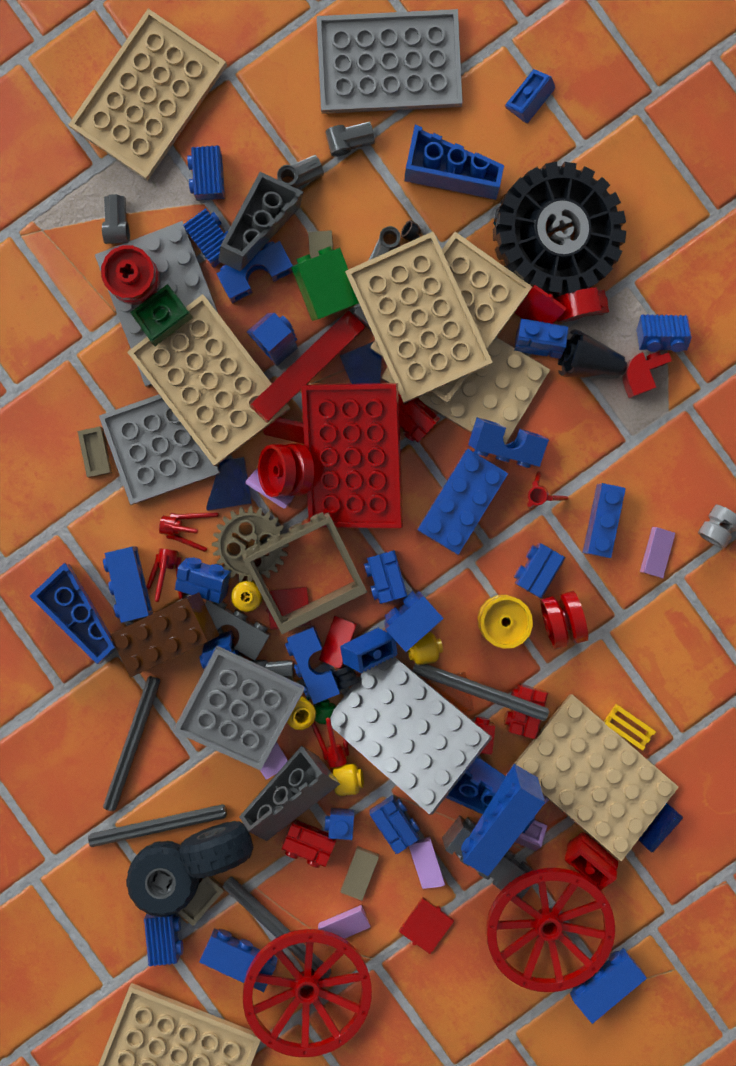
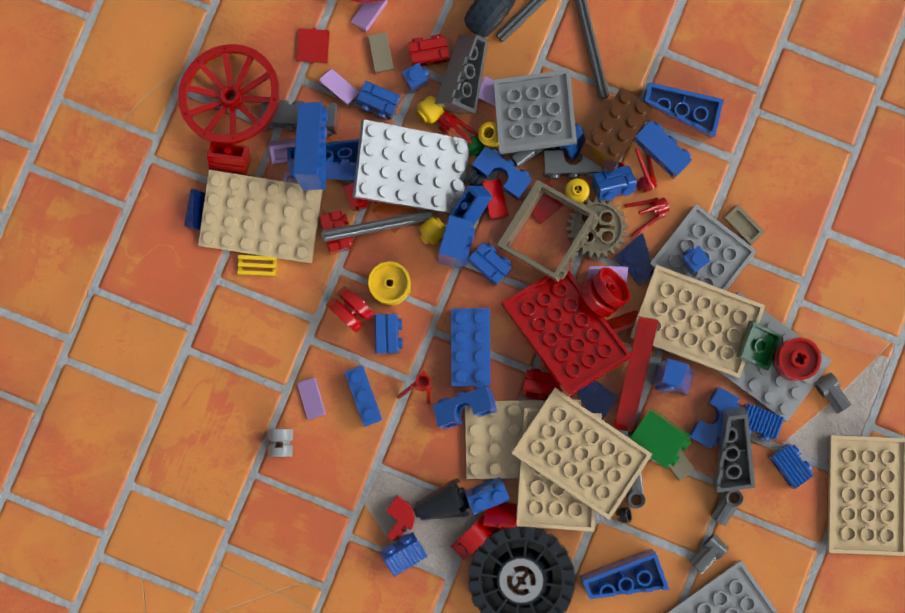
camera: 150 degrees right, 5 degrees down
(170, 445) = (694, 259): none -> blue brick
(608, 985) = (165, 81): blue brick -> none

